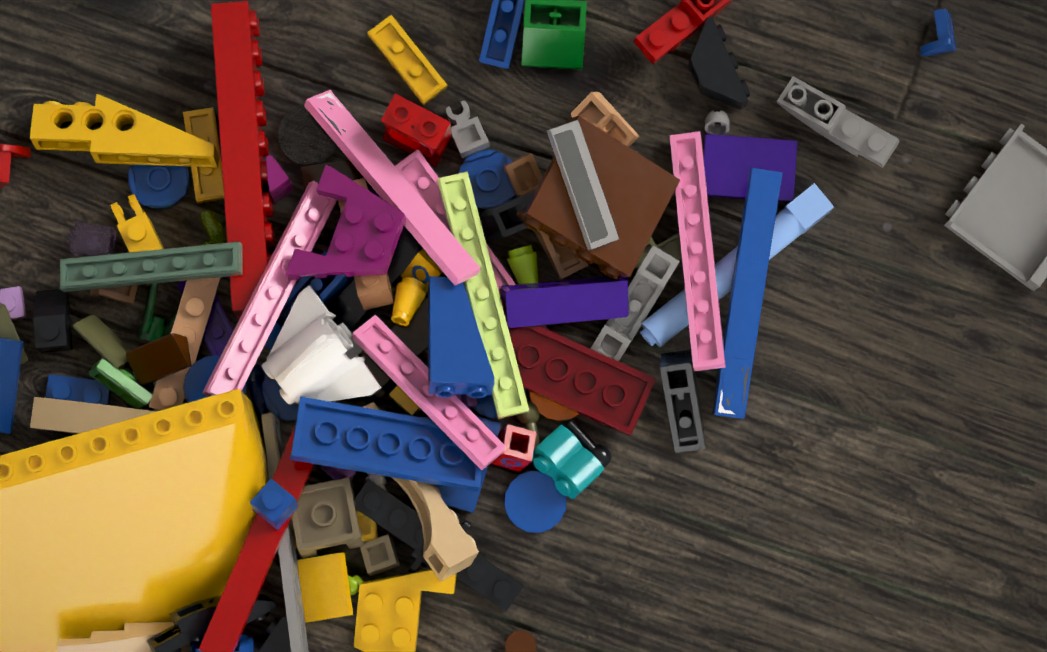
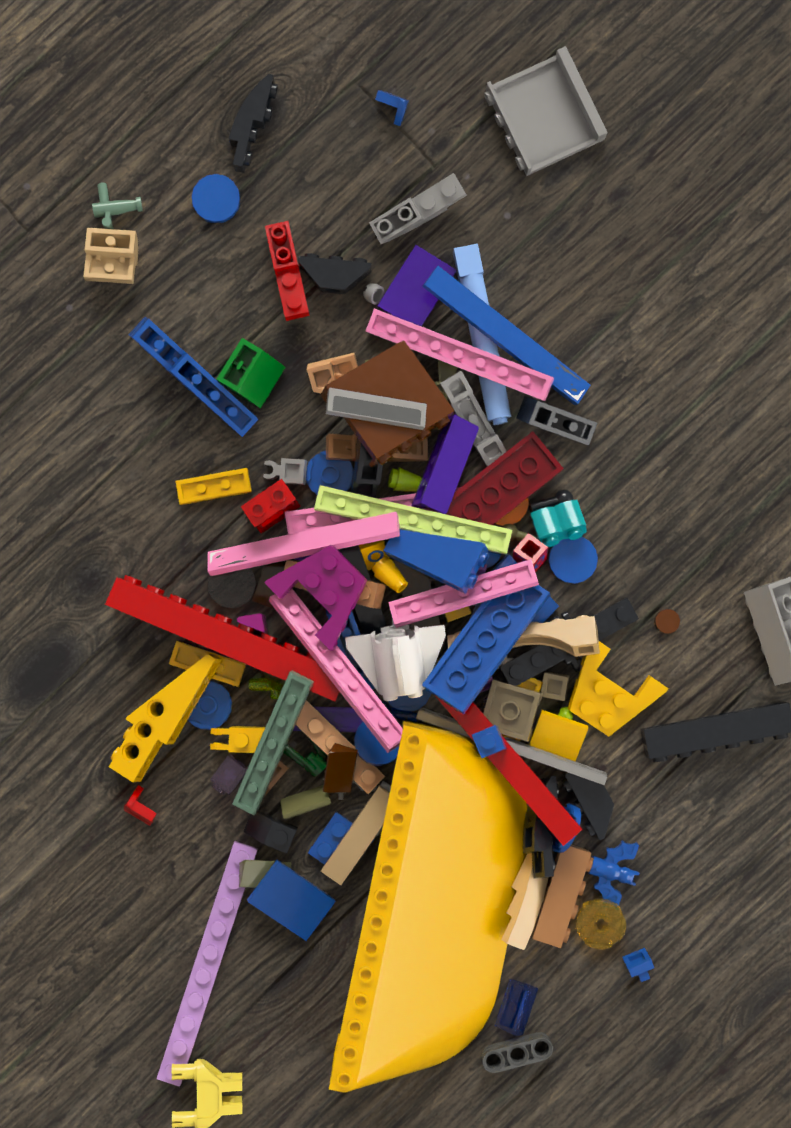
camera: 60 degrees left, 5 degrees up
(120, 383) = (342, 805): bright green plate -> none

